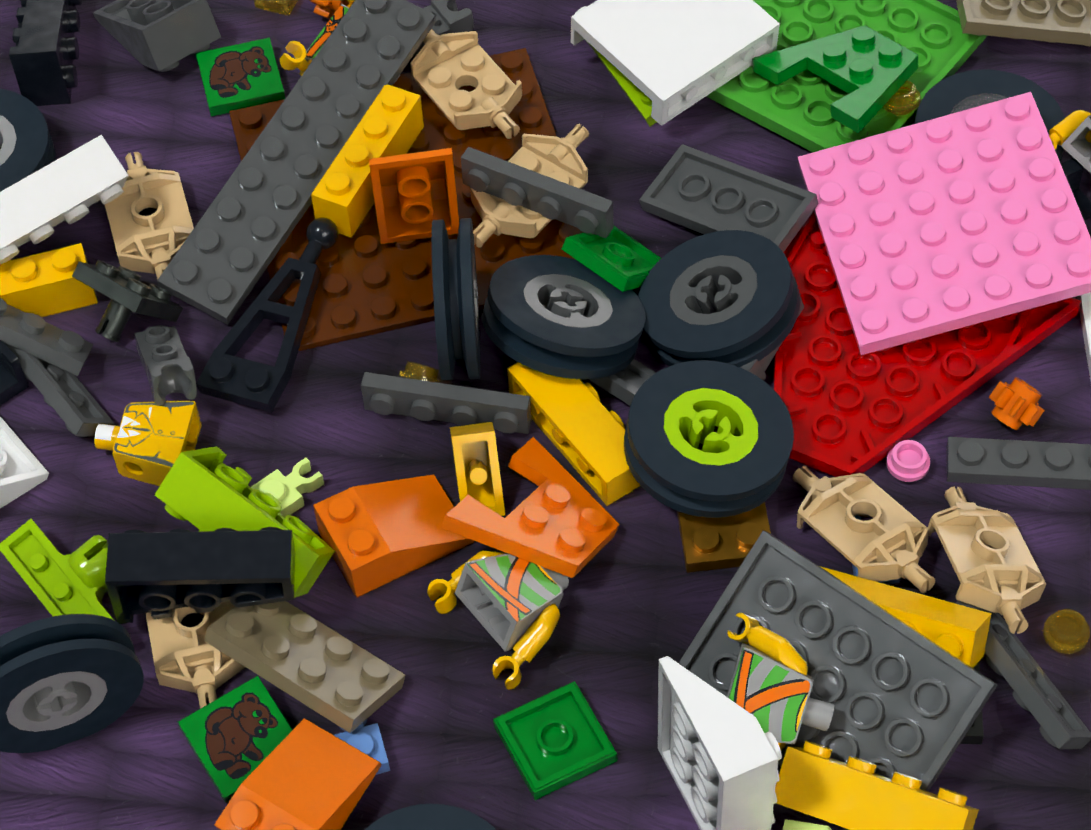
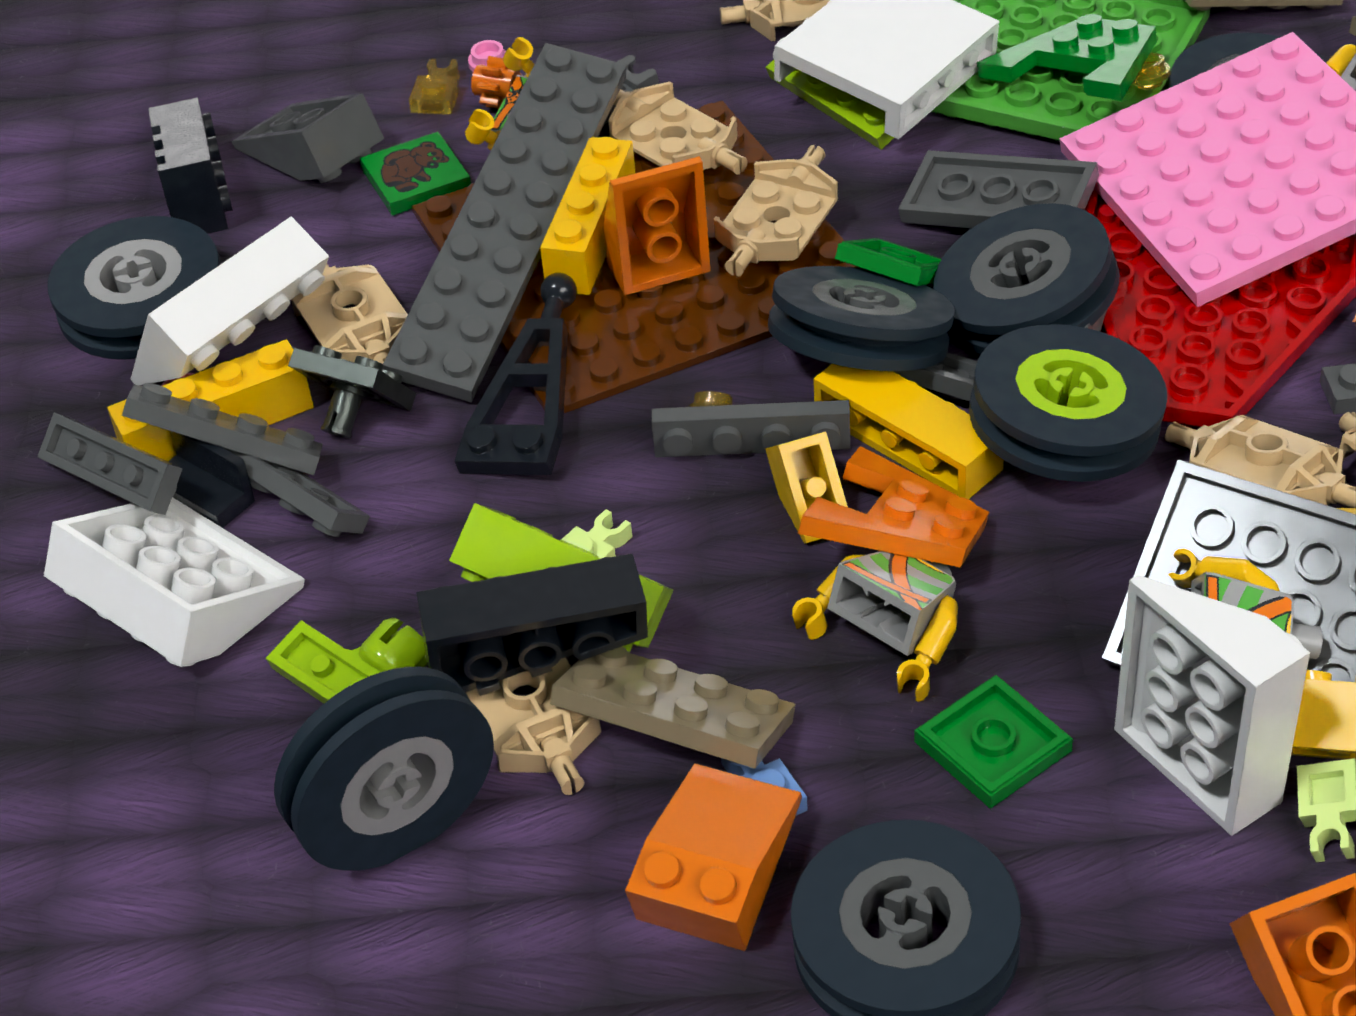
camera: 10 degrees left, 10 degrees down
(150, 438) = (419, 522): yellow torso -> none
(165, 363) = (418, 441): dark grey plate -> none
(235, 734) = (613, 802): tile -> none
(386, 530) = (725, 564): orange slope -> none
(455, 299) = (742, 311): black wheel -> none
(537, 192) = (794, 207): dark grey plate -> none
(720, 541) = (1108, 507): pearl gold plate -> none
(908, 461) = (1287, 397): bright pink plate -> none

